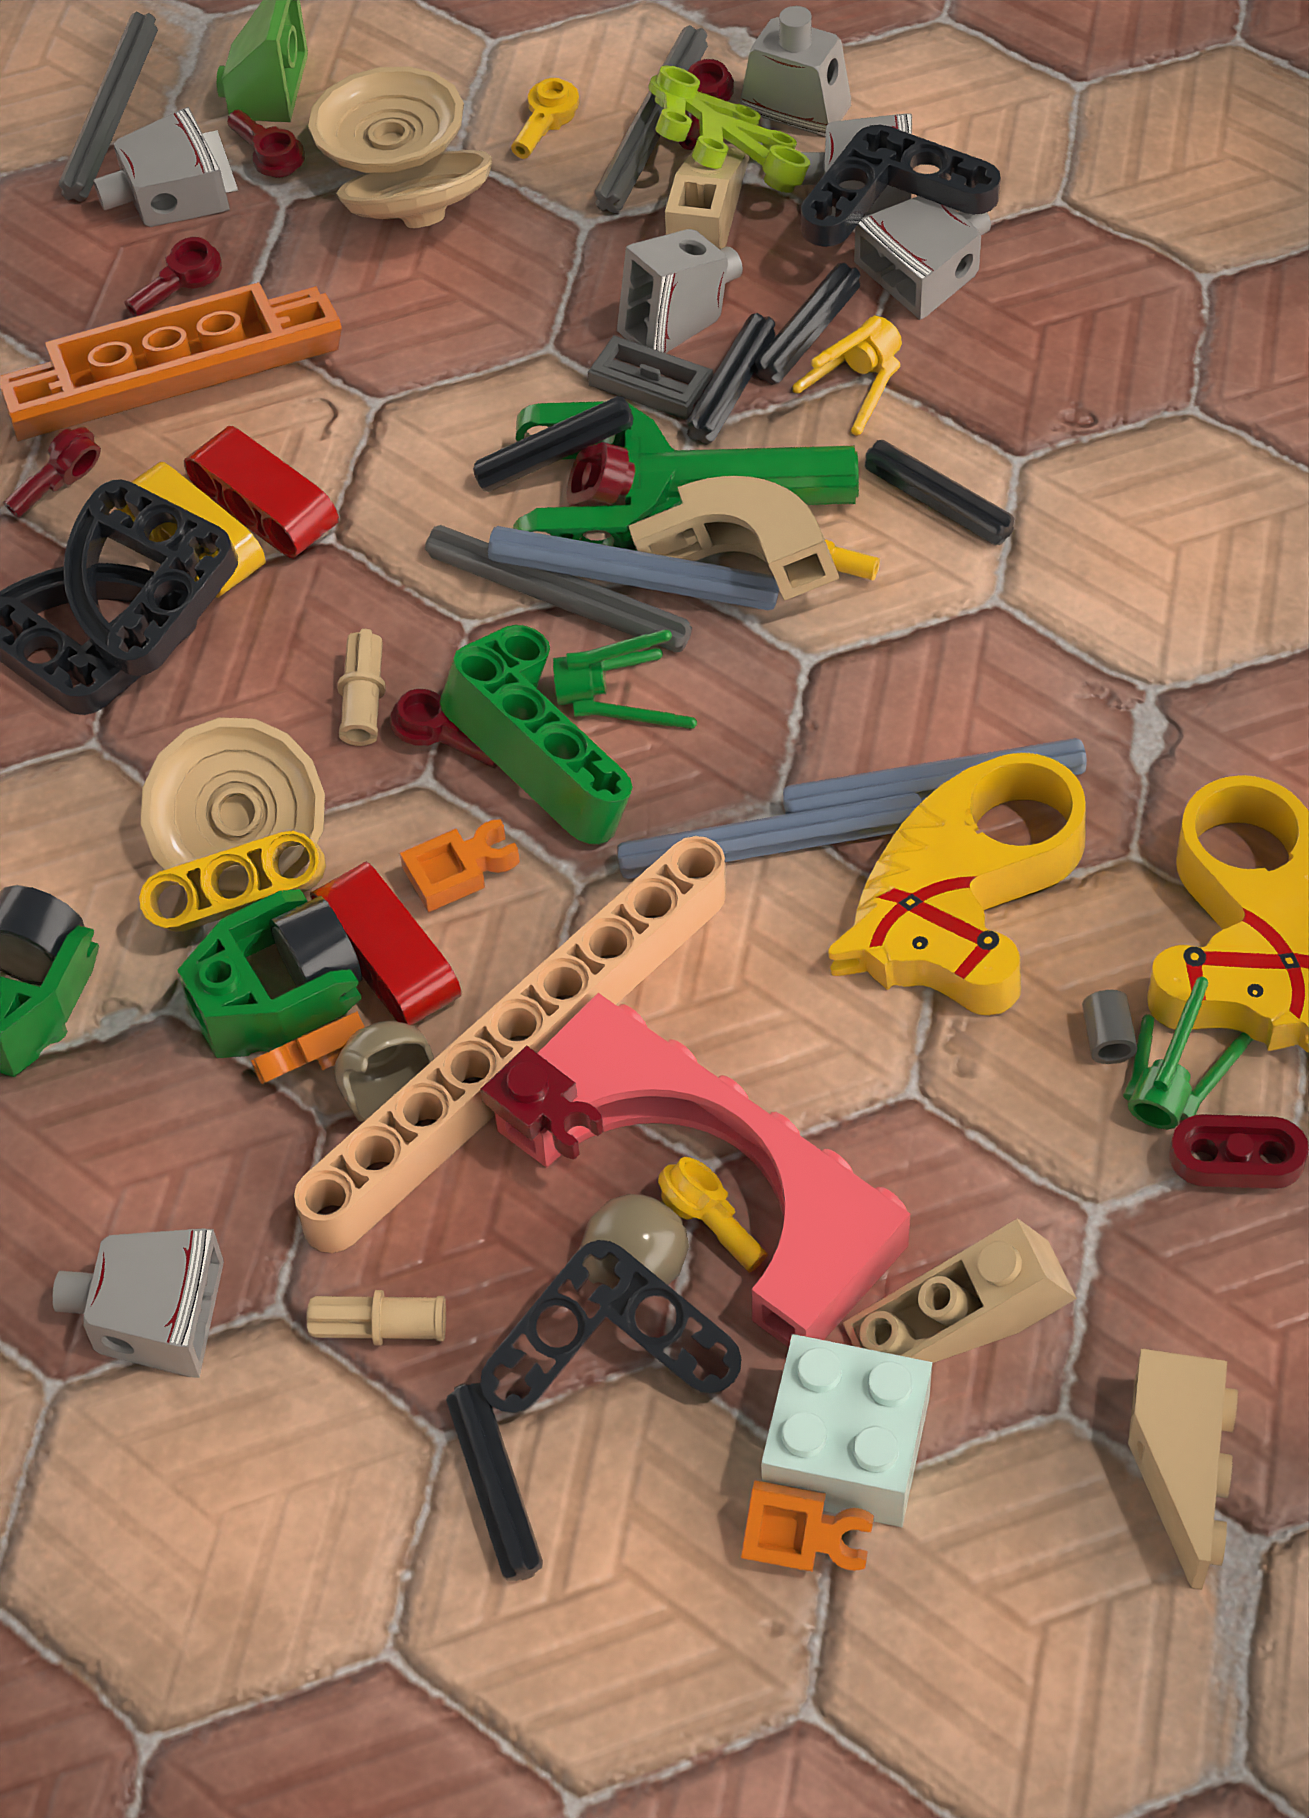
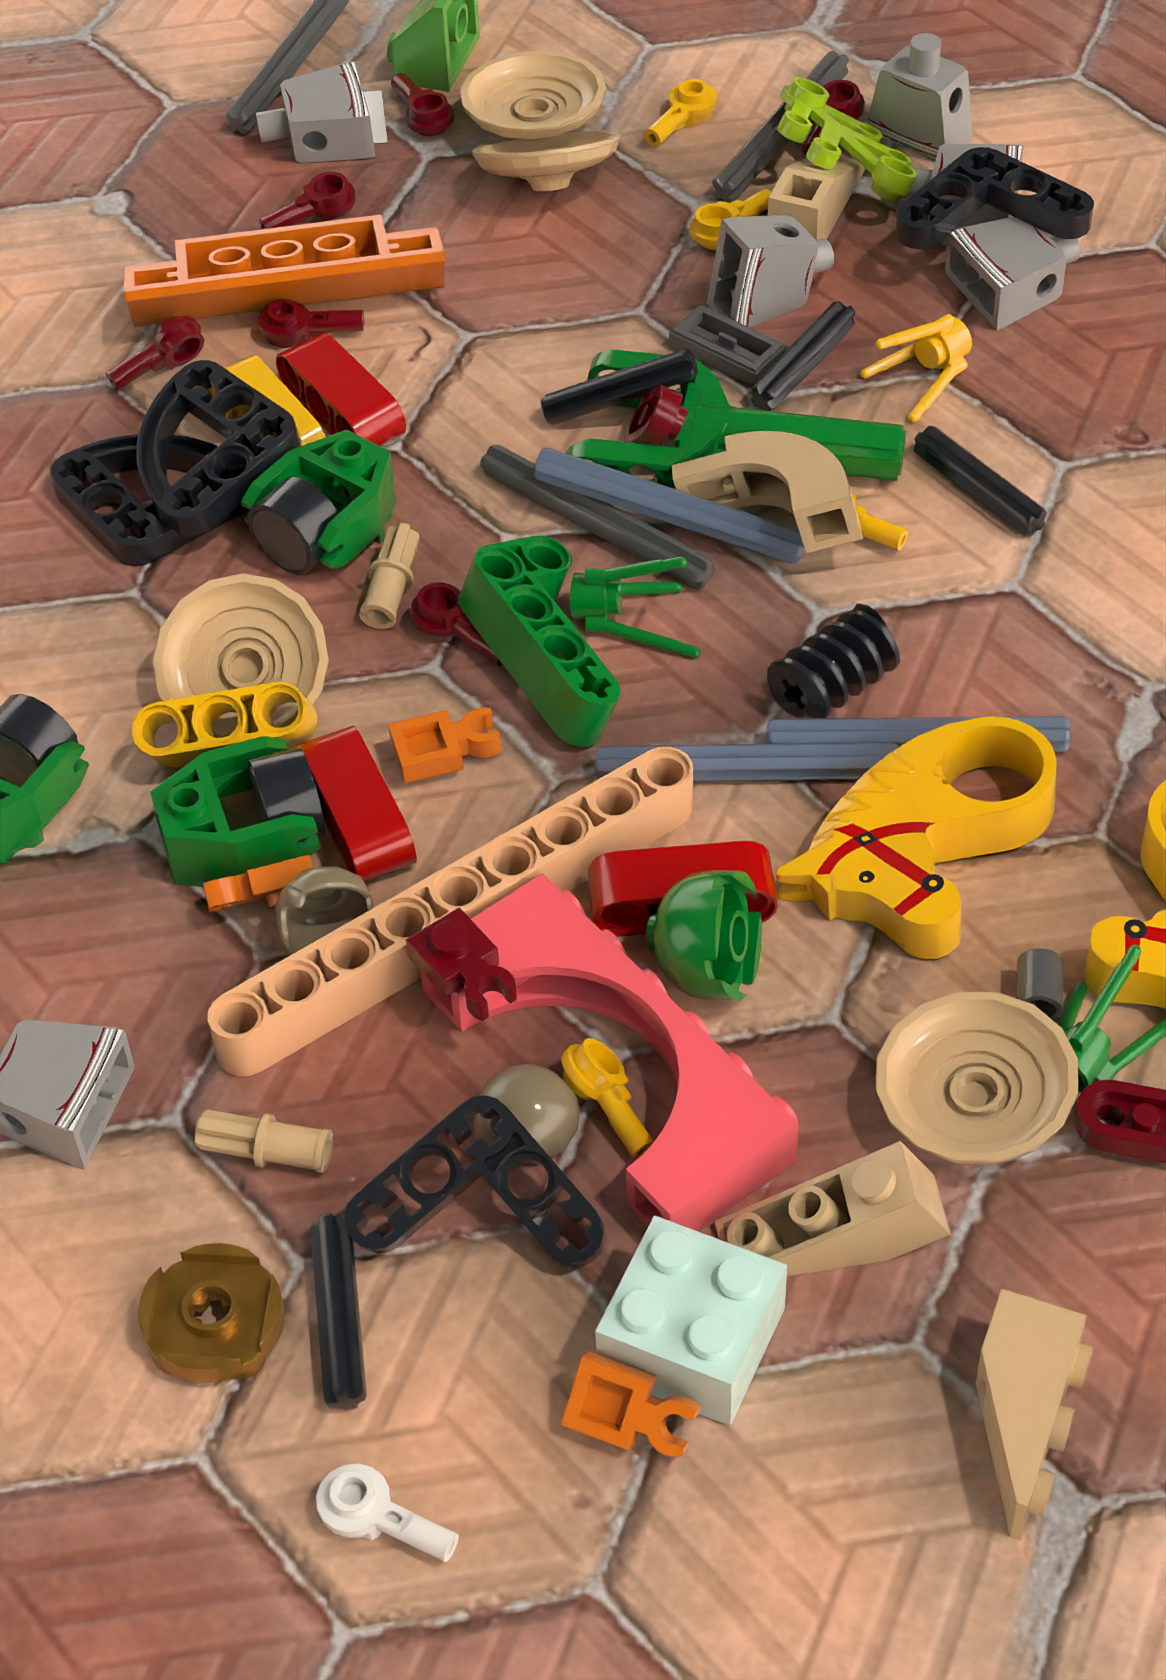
camera: 10 degrees right, 5 degrees down
(186, 416) = (291, 323): none -> dark red plate
(255, 632) = (303, 503): none -> green piece
(376, 1546) = (216, 1350): none -> pearl gold plate
(561, 1674) = (358, 1504): none -> white plate
(608, 237) = (707, 221): none -> yellow plate
(737, 982) = (631, 883): none -> red beam
(775, 1031) = (707, 935): none -> green cylinder
(807, 323) = (886, 317): black axle -> none
(838, 718) = (834, 664): none -> black piece
(1072, 1135) = (977, 1077): none -> tan hat

